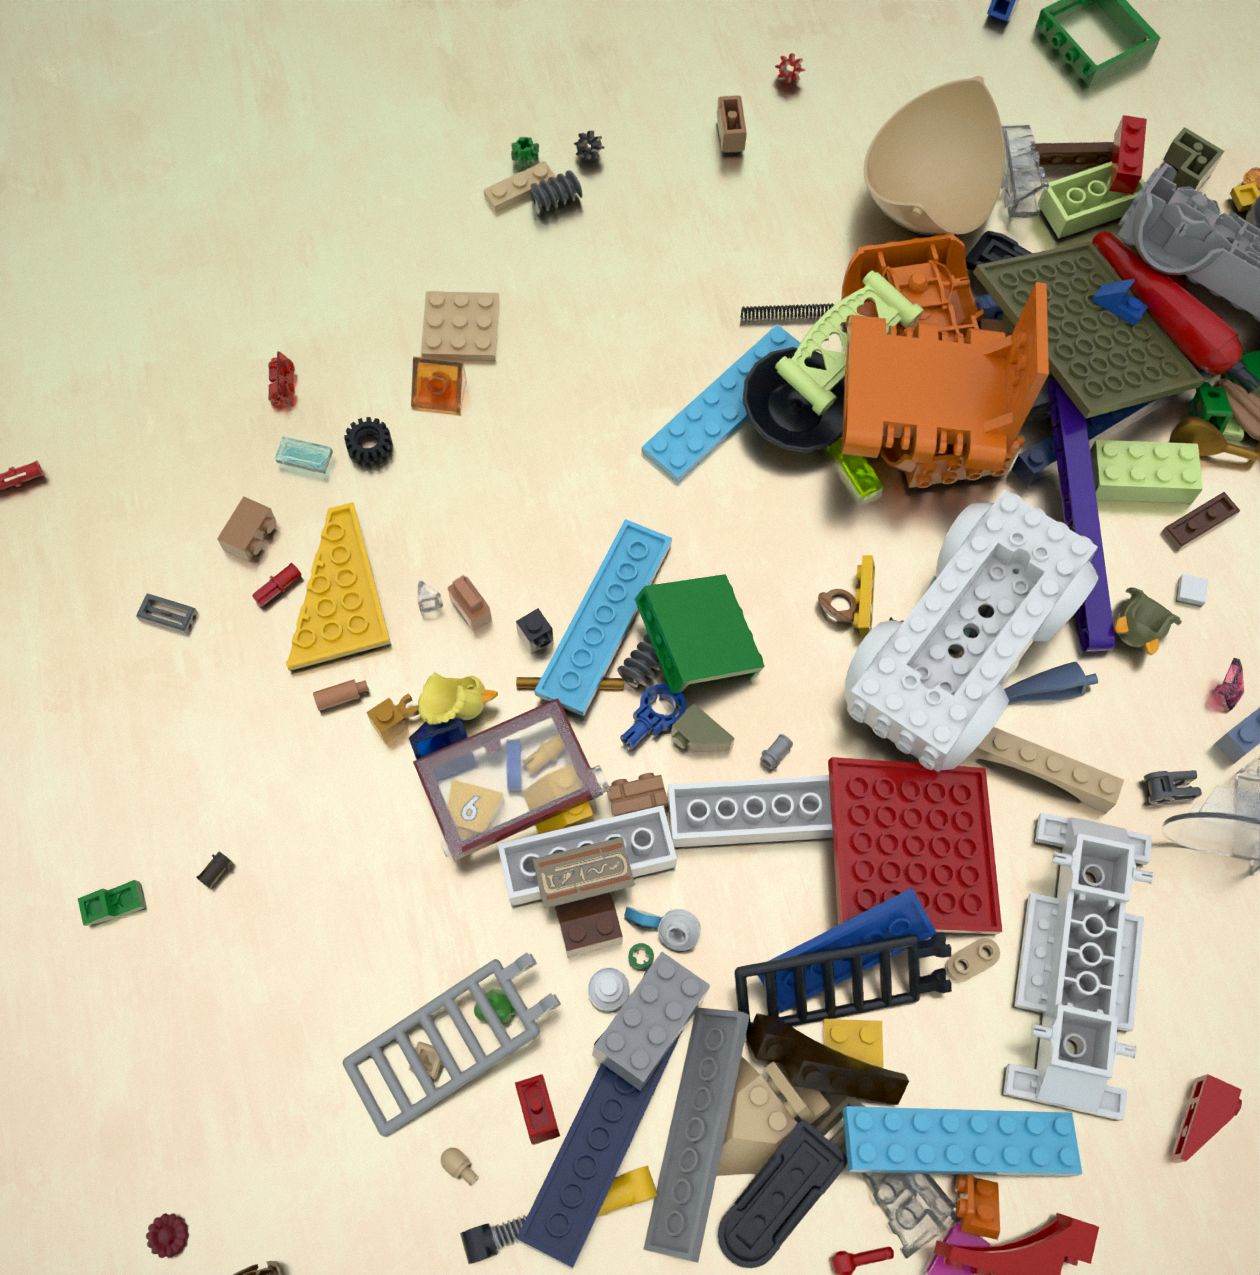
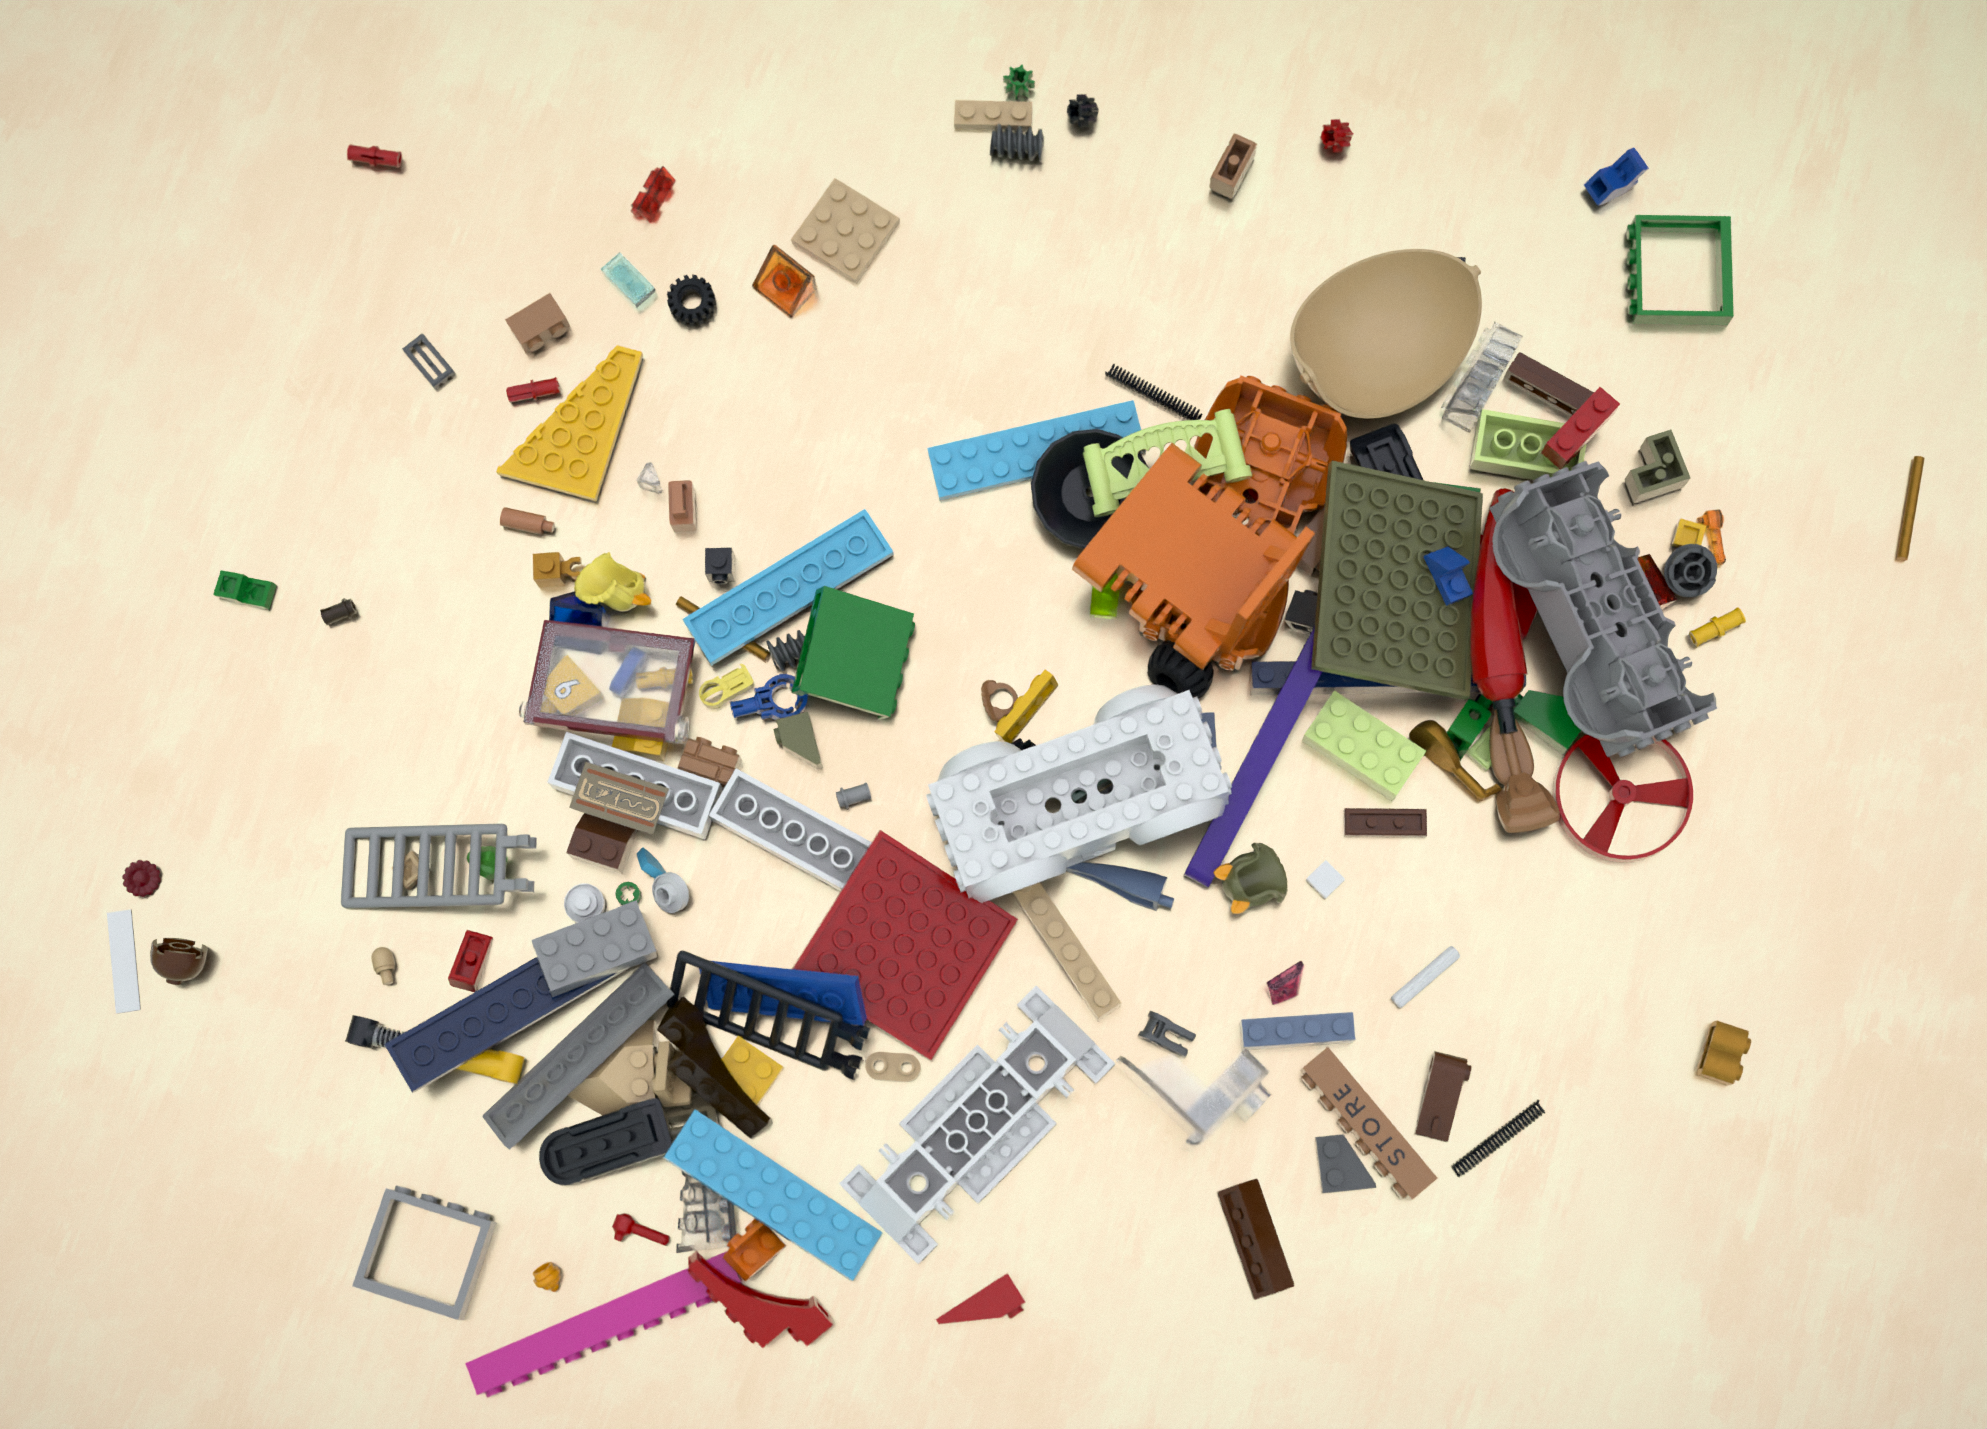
camera: 40 degrees right, 10 degrees up
(609, 724) = (732, 684): none -> light yellow piece
(959, 491) = (1178, 673): none -> black wheel

